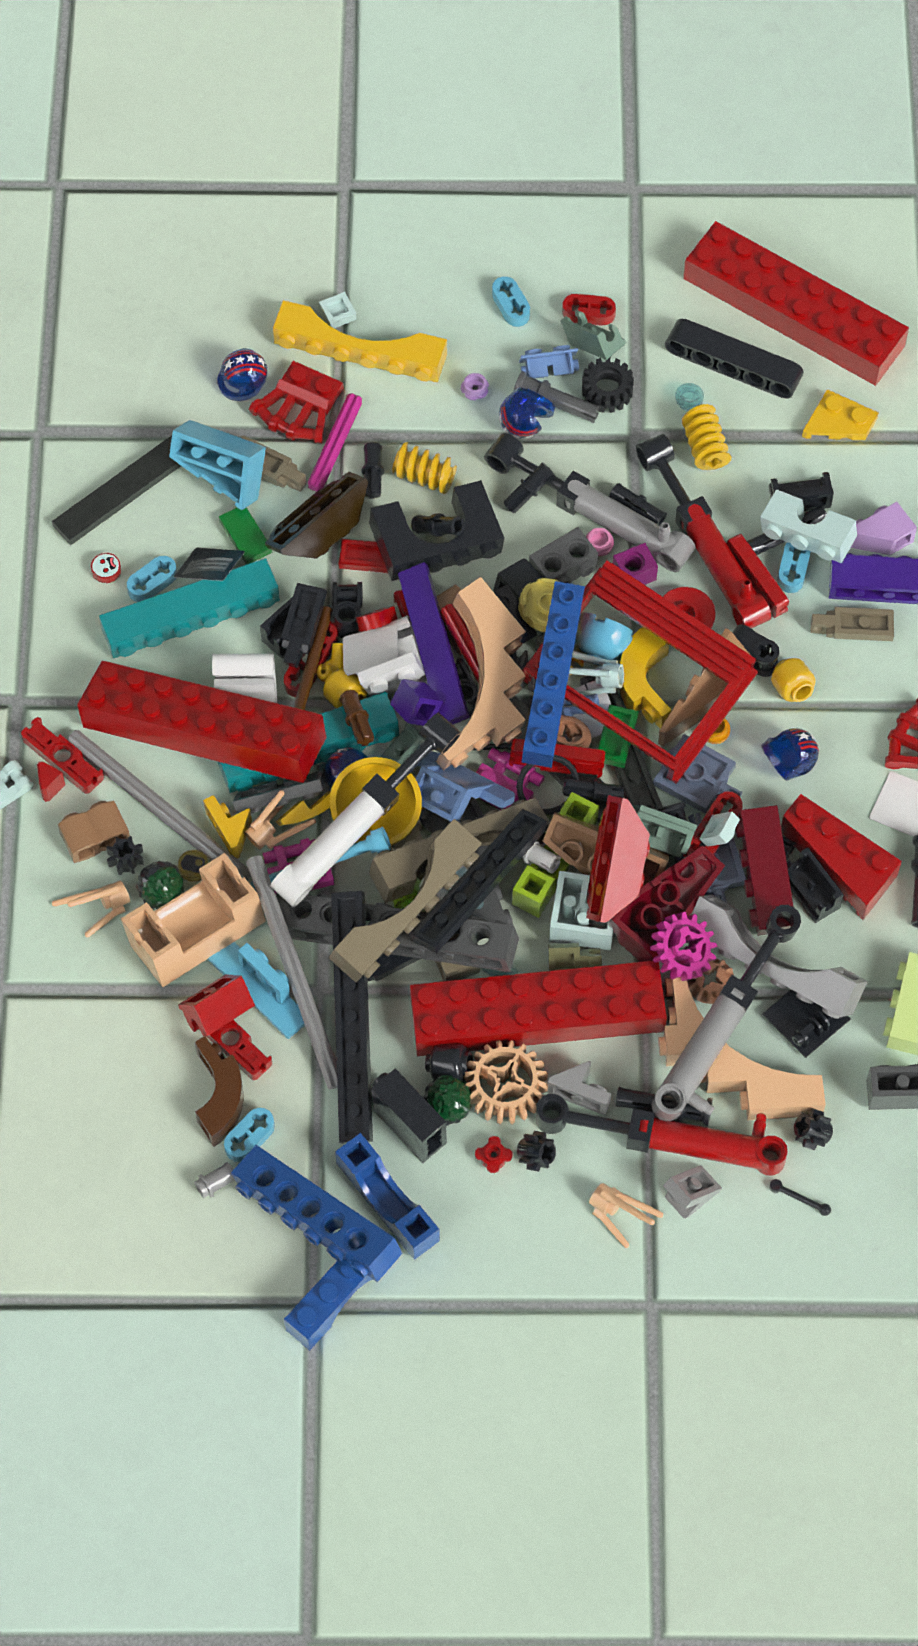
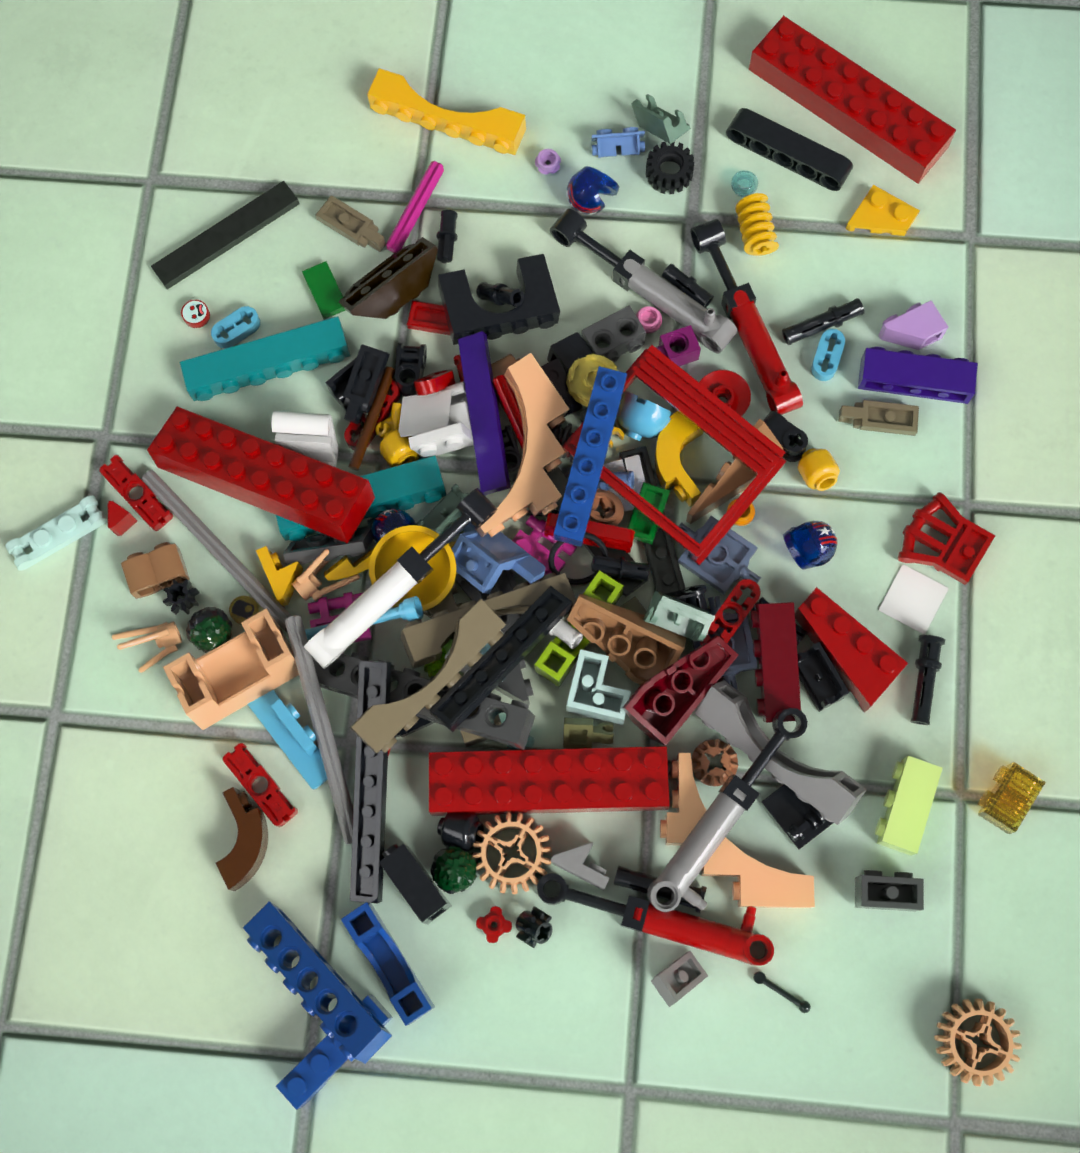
camera: 10 degrees right, 10 degrees up
(209, 564) = (287, 318): black sticker -> none
(214, 1180) = (229, 928): light grey pin -> none
(217, 1004) = (248, 754): red hinge -> none
(221, 459) = (306, 217): medium azure wedge -> none
(243, 1130) = (262, 879): medium azure beam -> none
(244, 371) = (337, 134): clear blue helmet -> none
(306, 388) = (394, 153): red plate -> none
(337, 310) = (429, 81): light aqua plate -> none
(356, 717) = (404, 481): reddish brown axle -> none
(415, 702) = (461, 469): dark purple brick -> none
(424, 469) = (493, 239): yellow piece -> none
(506, 304) = (583, 83): medium azure beam -> none
(528, 488) = (588, 263): black axle -> none
(560, 399) = (623, 178): dark grey pin -> none
(591, 307) = (660, 91): red beam -> none
(609, 675) = (644, 455): light aqua plant -> none
(610, 1200) = (597, 983): light nougat plant -> none
(617, 860) = (634, 653): wedge -> none
(672, 935) = (702, 737): dark pink gear -> none
(720, 829) = (736, 620): light aqua plate -> none
(759, 575) = (794, 363): red piece -> none
(812, 492) = (840, 286): black hinge -> none
(813, 1129) = (800, 927): black gear -> none
(828, 538) = (863, 334): light aqua arch -> none

